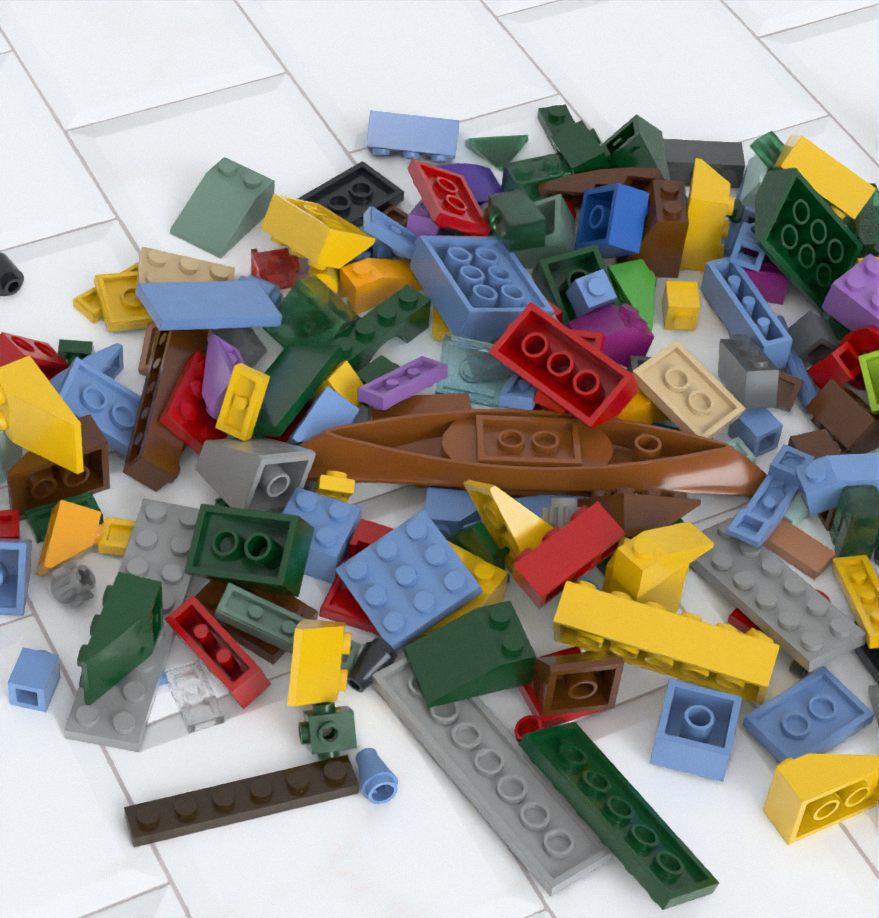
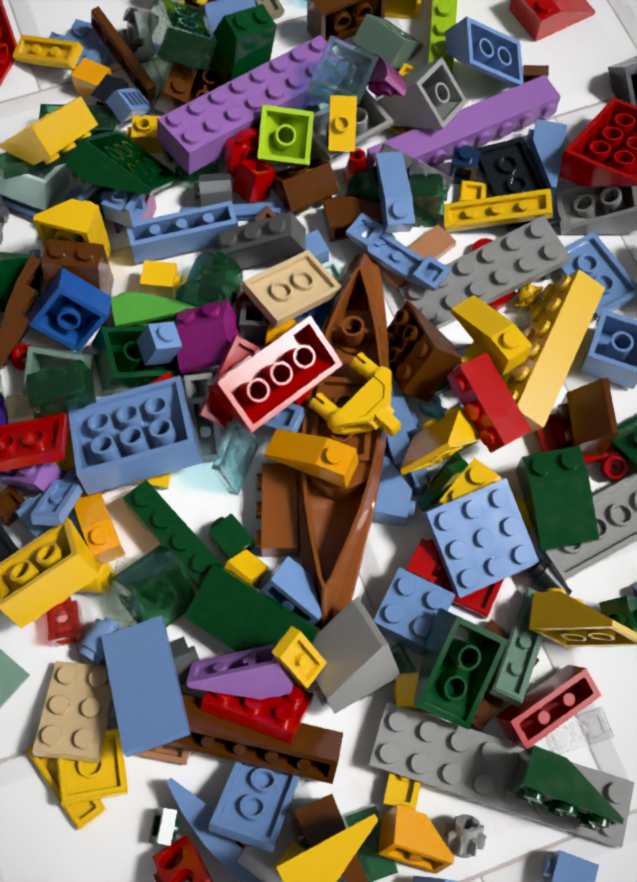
camera: 80 degrees left, 20 degrees up
(335, 485) = (370, 589): yellow bracket -> none
(402, 383) = (255, 515): medium lavender plate -> none
(469, 413) = (314, 456): none -> light orange slope
(545, 449) = (367, 408): none -> yellow connector
(560, 511) = (422, 404): light grey gear -> none
(672, 323) = (211, 279): none -> clear green brick

